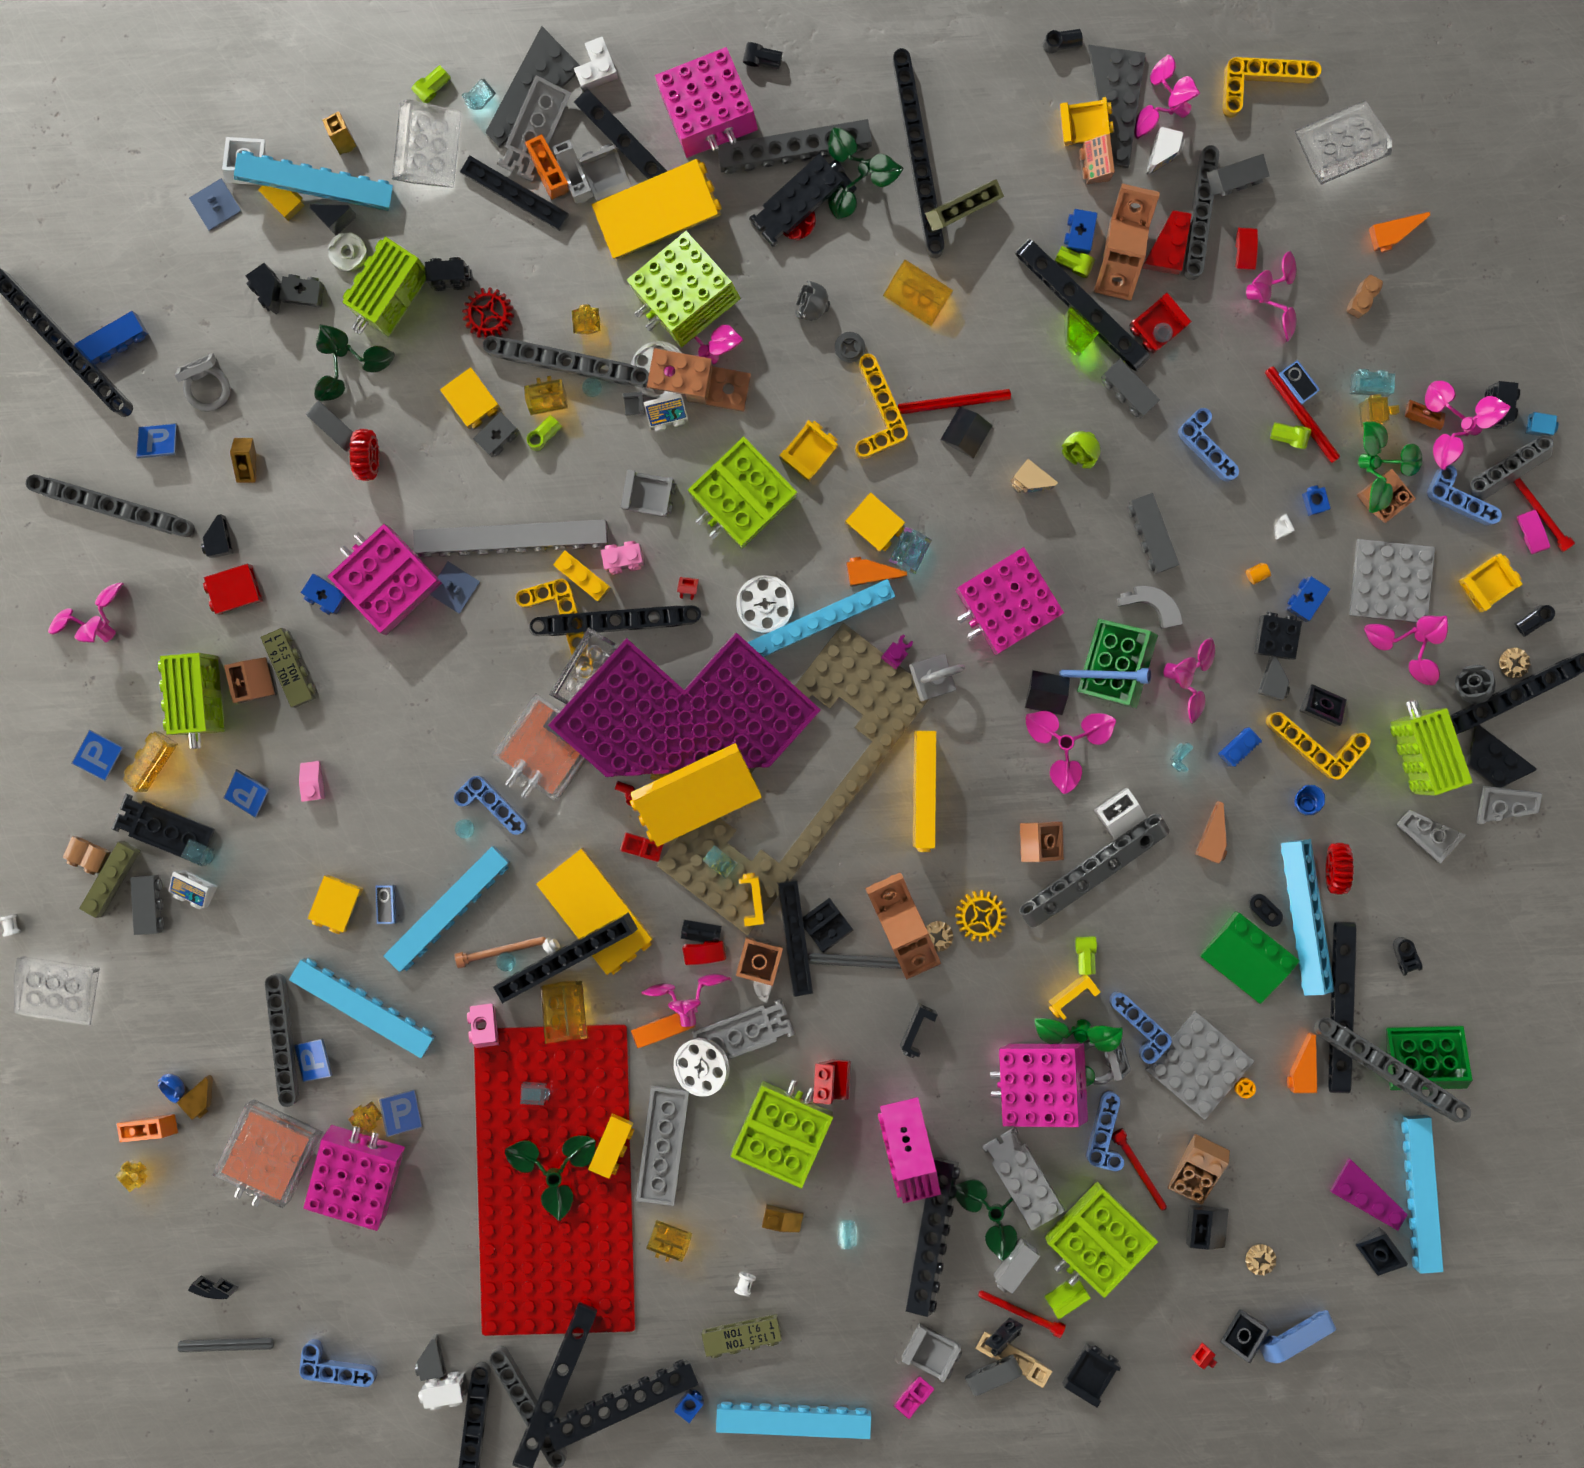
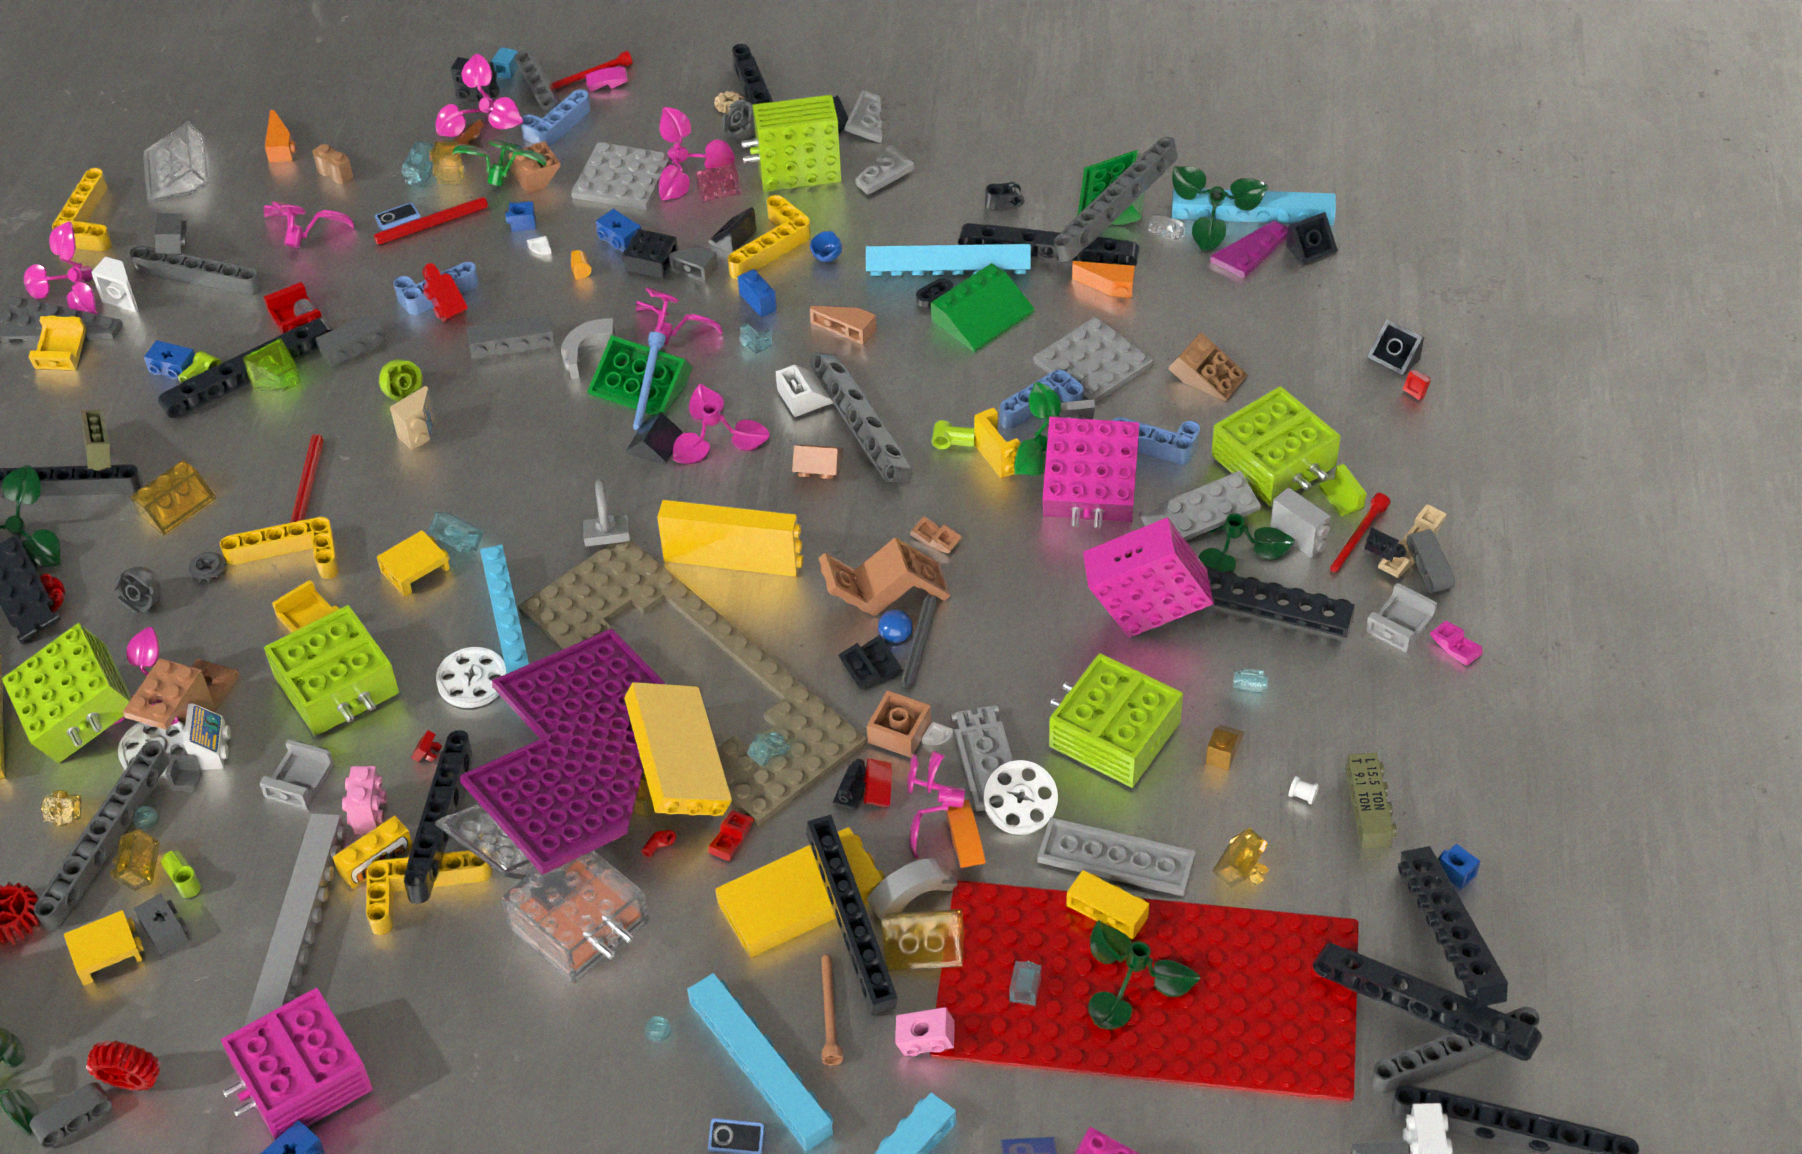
camera: 75 degrees left, 40 degrees down
(455, 587) = (345, 1000): sand blue piece -> none
(495, 807) = (661, 967): medium blue beam -> none
(505, 961) = (845, 1002): clear light blue plate -> none
(551, 945) = (835, 946): white plate -> none
(606, 996) = (908, 883): none -> light grey arch
(758, 918) = (820, 705): yellow panel -> none
(793, 1420) = (1481, 763): medium azure brick -> none
(795, 938) = (875, 687): black plate -> none
(831, 1081) = (1057, 662): red panel -> none
(866, 939) = (895, 626): none -> blue hair
(867, 572) = (467, 573): orange slope -> none
(896, 652) = (568, 559): magenta plate -> none
(920, 1012) = (1009, 584): black panel -> none
(966, 431) = (342, 477): black slope -> none
(970, 957) = (939, 538): none -> nougat slope
(971, 902) = (889, 518): yellow gear -> none
(1008, 601) = (542, 451): dark pink piece -> none
(1091, 1374) = (1433, 480): black panel -> none
(1097, 160) = (102, 334): nougat slope -> none
(1120, 1138) = (1203, 417): red piece -> none
(1126, 242) = (187, 320): nougat bracket -> none
(1170, 247) = (217, 293): red wedge -> none
(1191, 460) = (443, 293): none -> red hinge
(1207, 1227) = (1271, 370): black slope -> none
(1246, 248) = (243, 239): red slope -> none
(1247, 1090) = (1123, 324): light orange wheel -> none
(1257, 1252) = (1317, 339): tan gear -> none
(1295, 436) = (449, 224): lime piece -> none
(1297, 1338) = (1400, 305): medium blue beam -> none
(1339, 868) = (903, 223): red gear -> none
(1387, 678) = (718, 182): none -> clear pink brick
(1391, 1114) = (1166, 227): none -> clear beam
(1423, 1189) = (1210, 232): none -> dark green plant
(1490, 582) = (642, 107): yellow panel -> none
(1534, 620) = (690, 82): black piece -> none

